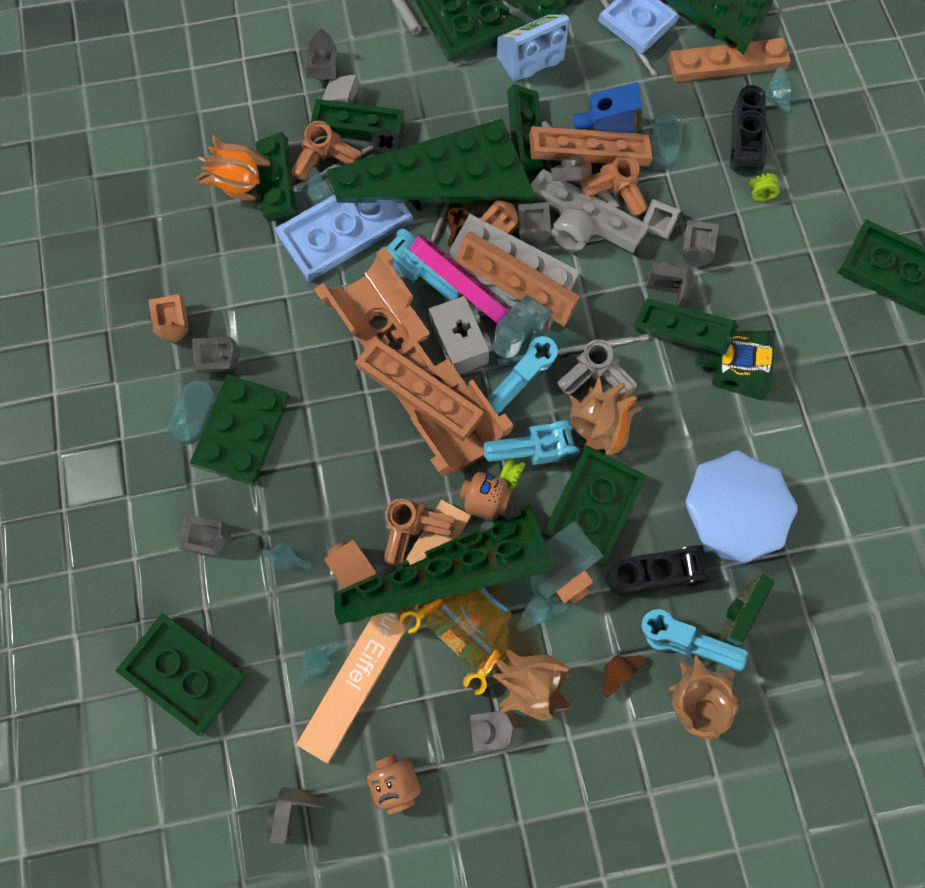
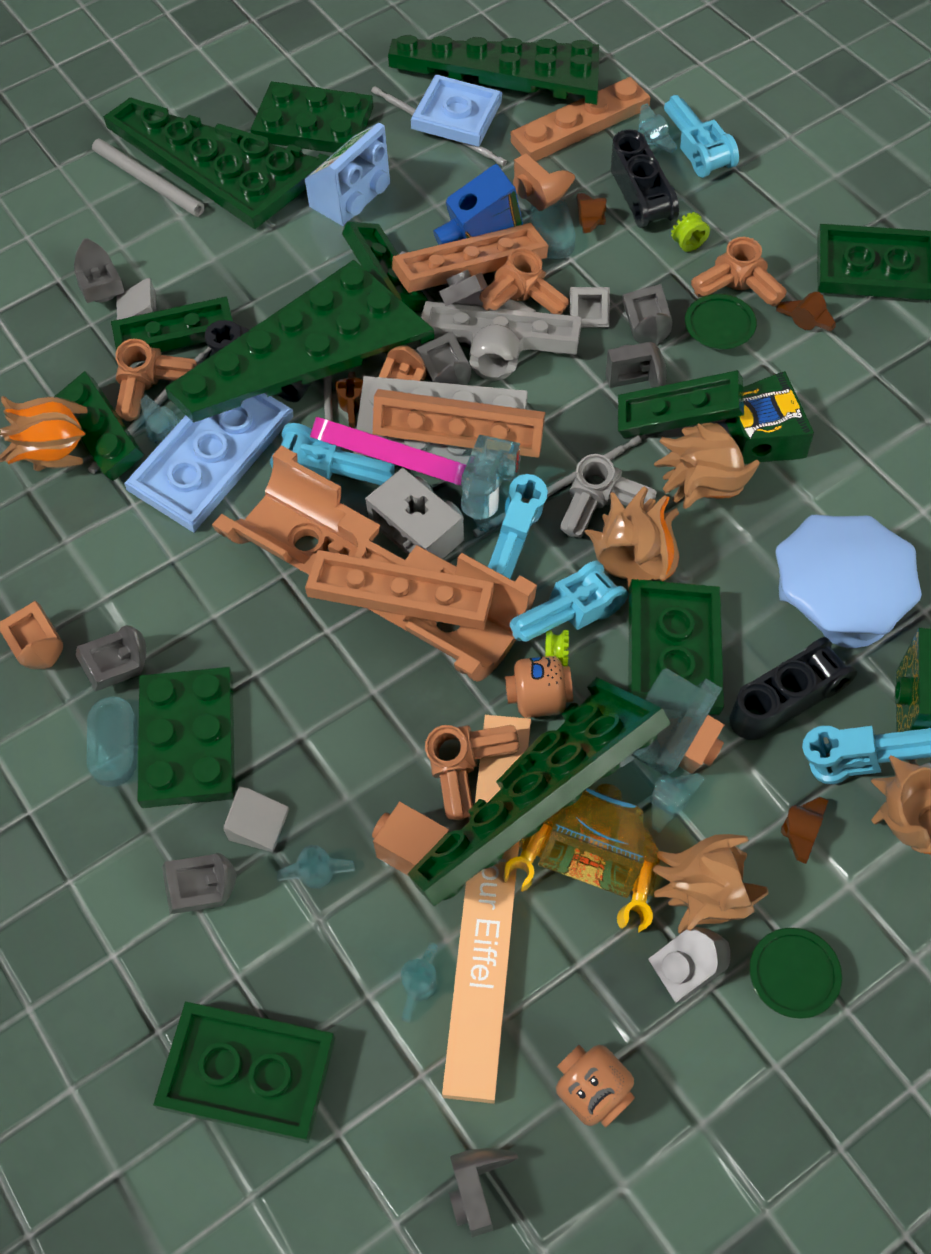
camera: 20 degrees left, 10 degrees down
(259, 507) = (255, 820): none -> light grey slope
(562, 769) = (795, 973): none -> dark green piece
(665, 106) = (537, 185): none -> nougat plate
(679, 380) = (705, 464): none -> medium nougat hair
(699, 141) = (591, 212): none -> reddish brown piece
(751, 269) = (720, 321): none -> dark green piece
(788, 239) = (740, 270): none -> nougat axle
(811, 114) = (702, 143): none -> medium azure connector
(821, 287) = (808, 312): none -> reddish brown piece

